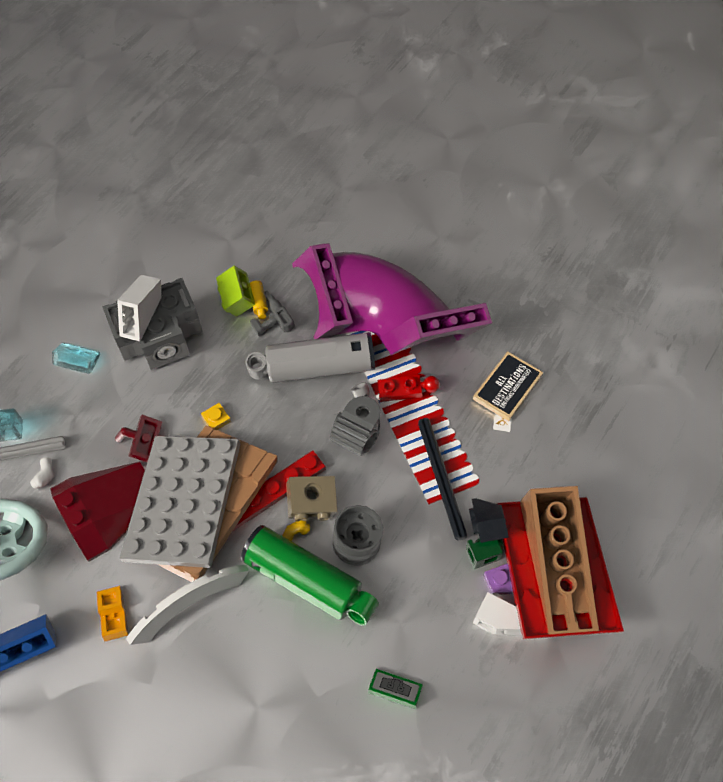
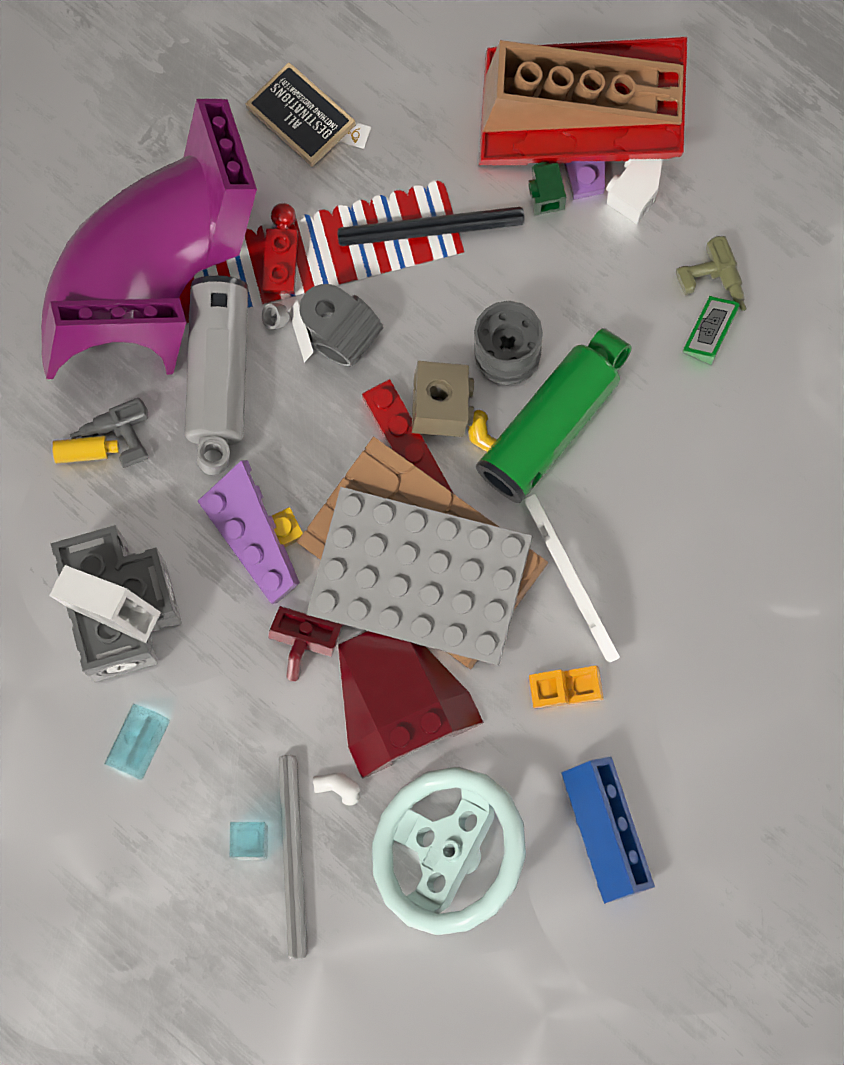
camera: 80 degrees left, 15 degrees up
(208, 397) = (242, 520): none -> medium lavender wing
(235, 291) = (67, 480): lime brick -> none
(448, 690) = (721, 265): none -> olive piece
(488, 520) = (512, 170): black slope -> none

